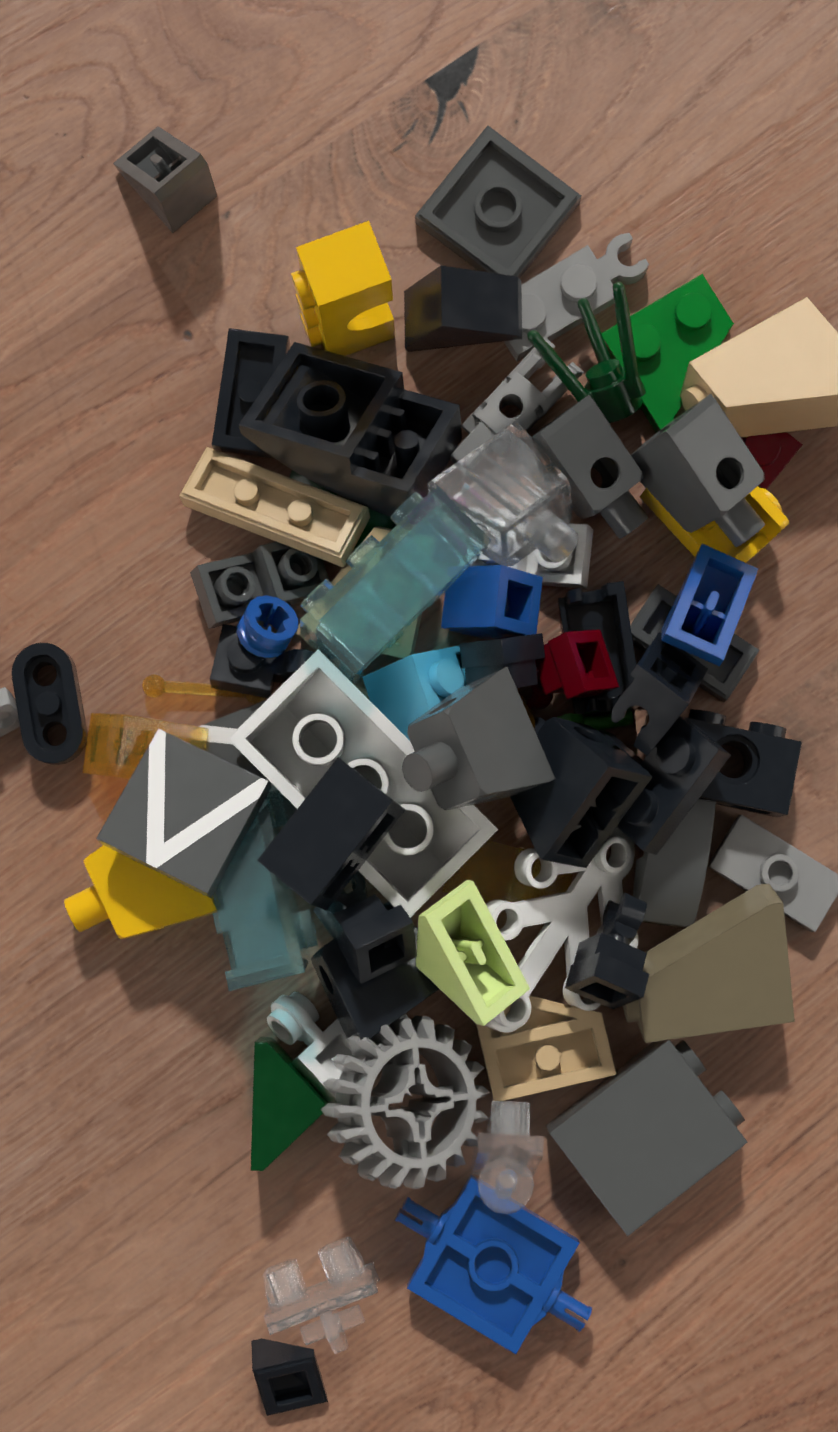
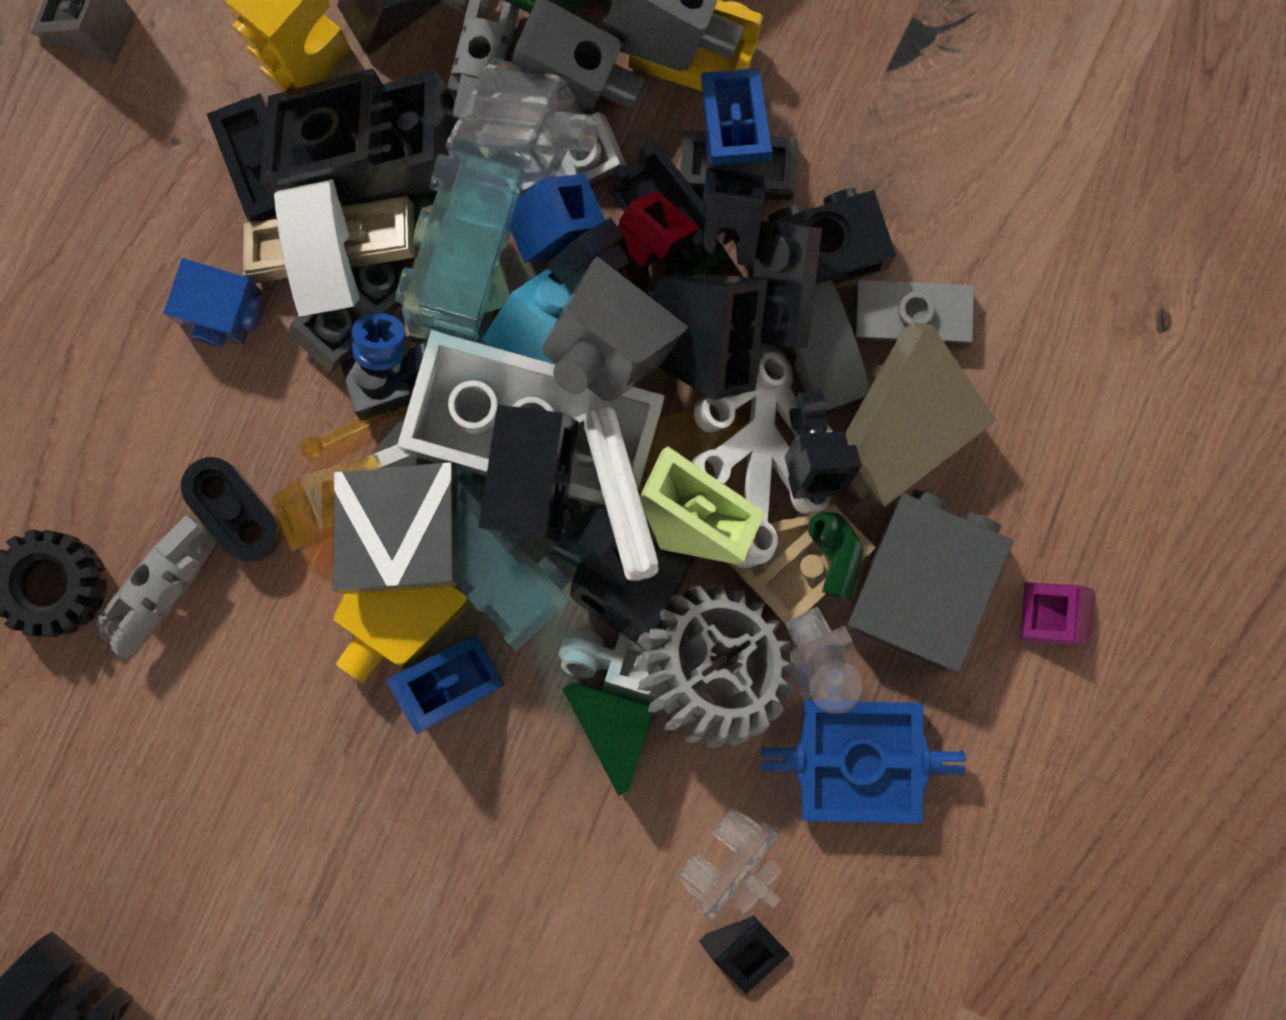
camera: 30 degrees left, 0 degrees up
(139, 507) = (214, 303): none -> blue brick
(151, 976) = (445, 684): none -> blue slope
(254, 511) = (313, 248): none -> white slope
(404, 903) = (620, 494): none -> white axle
(583, 1060) = (841, 549): none -> dark green arm
(751, 1230) = (1057, 614): none -> magenta slope

